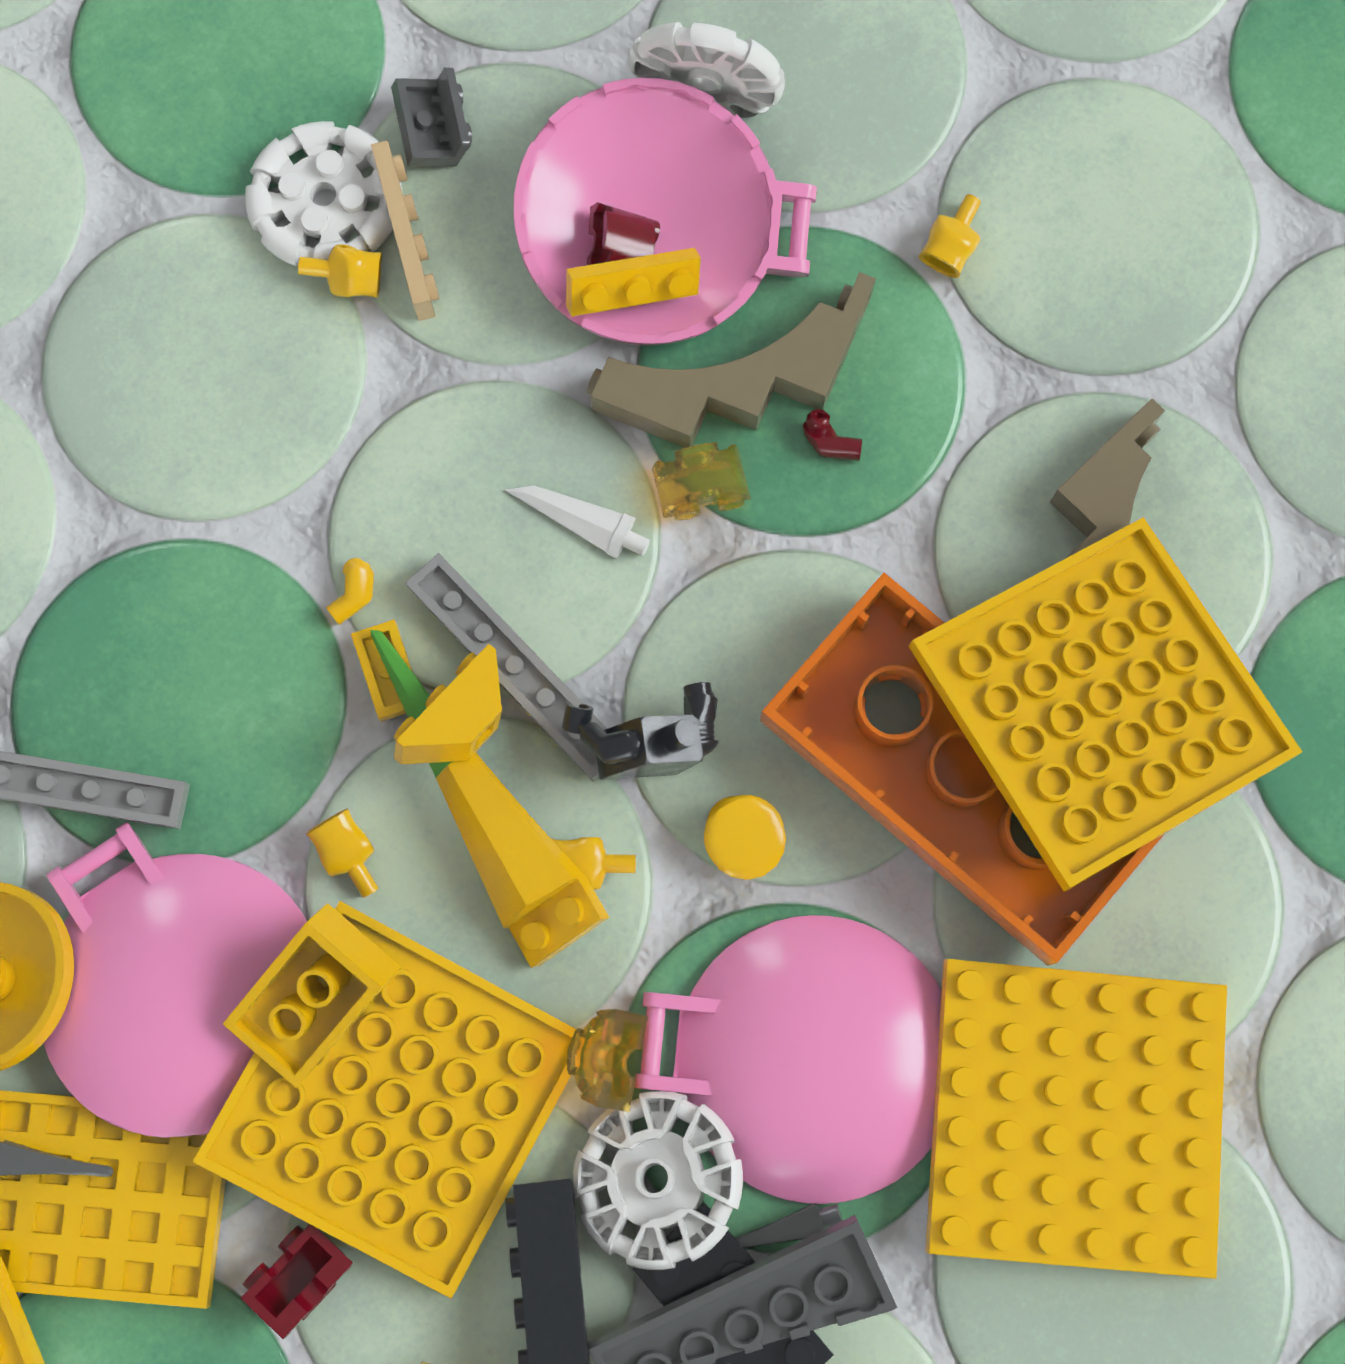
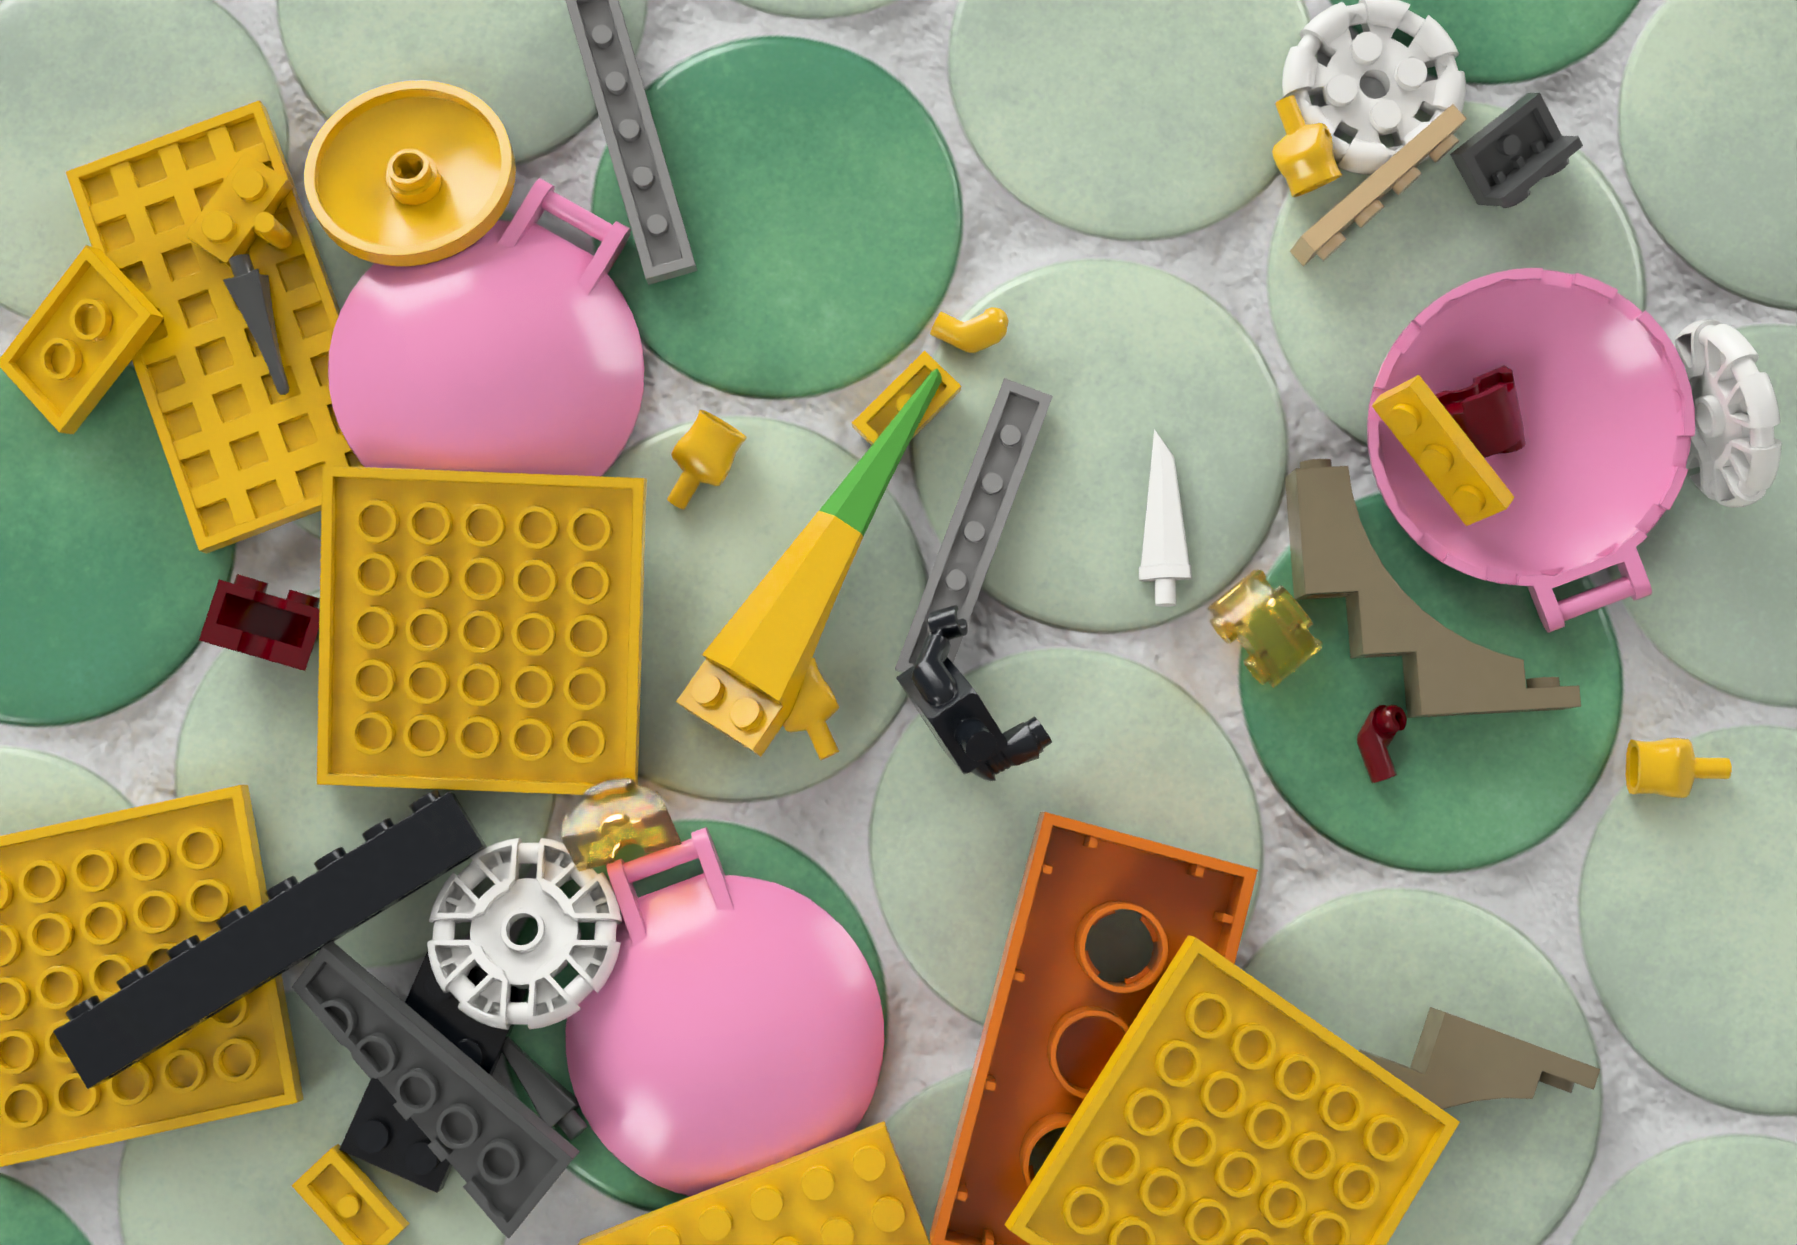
camera: 60 degrees right, 5 degrees up
(311, 994) = (535, 499): yellow slope -> none
(456, 716) = (887, 500): yellow slope -> none
(744, 836) = (912, 853): yellow piece -> none

